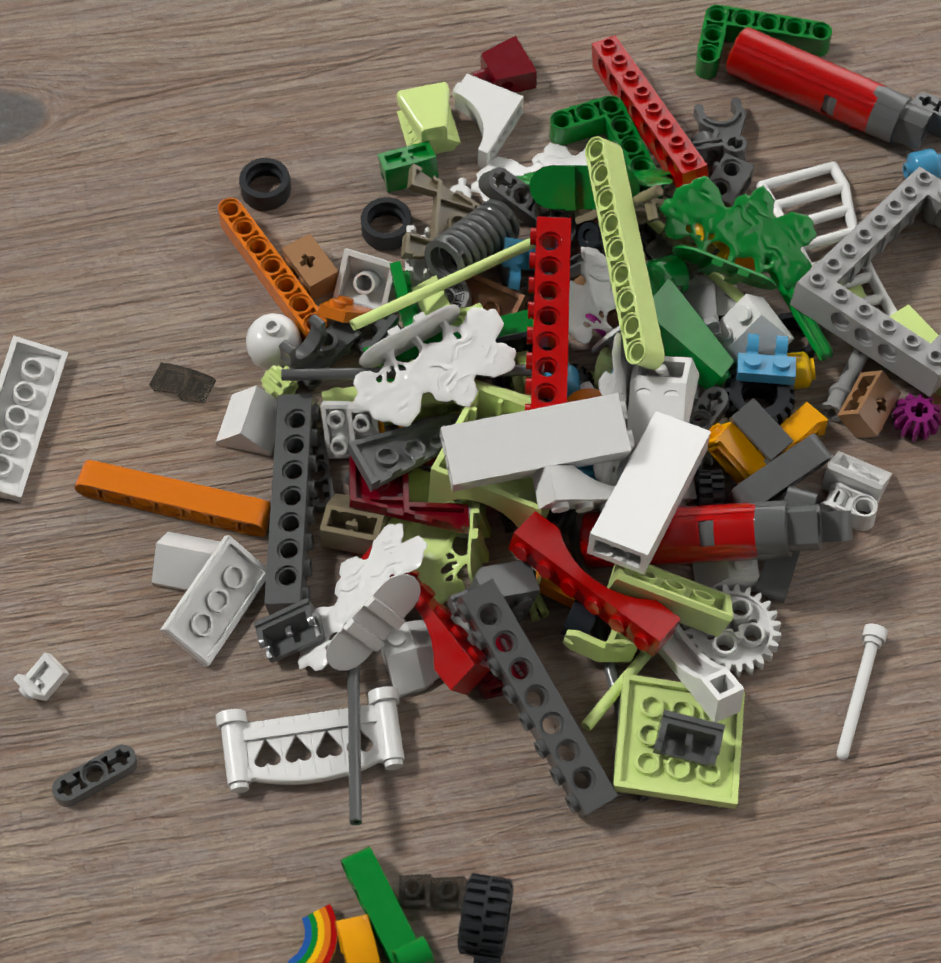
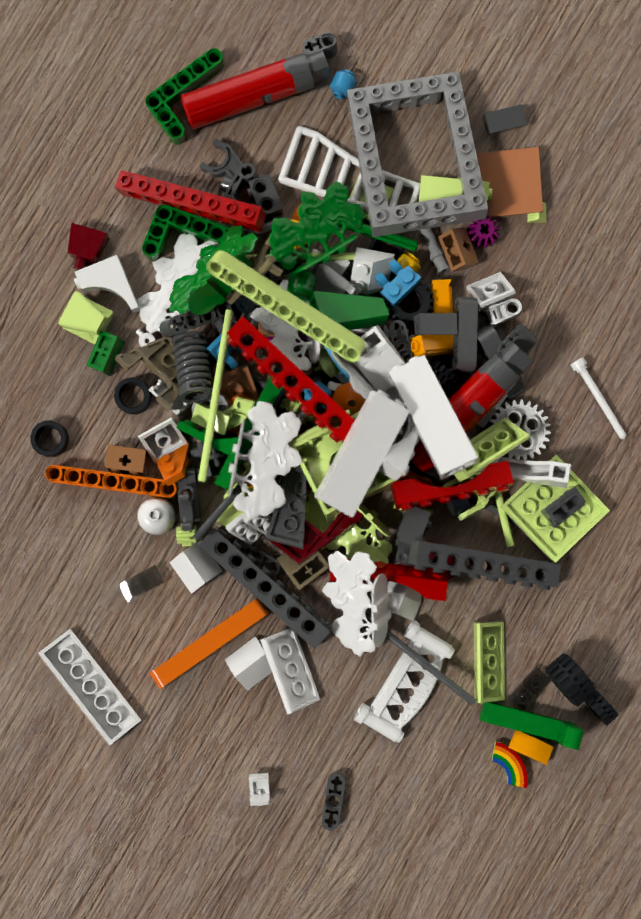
camera: 45 degrees left, 25 degrees up
(290, 630) = (339, 647): dark grey hinge -> none
(422, 813) = (489, 662): none -> yellowish green slope

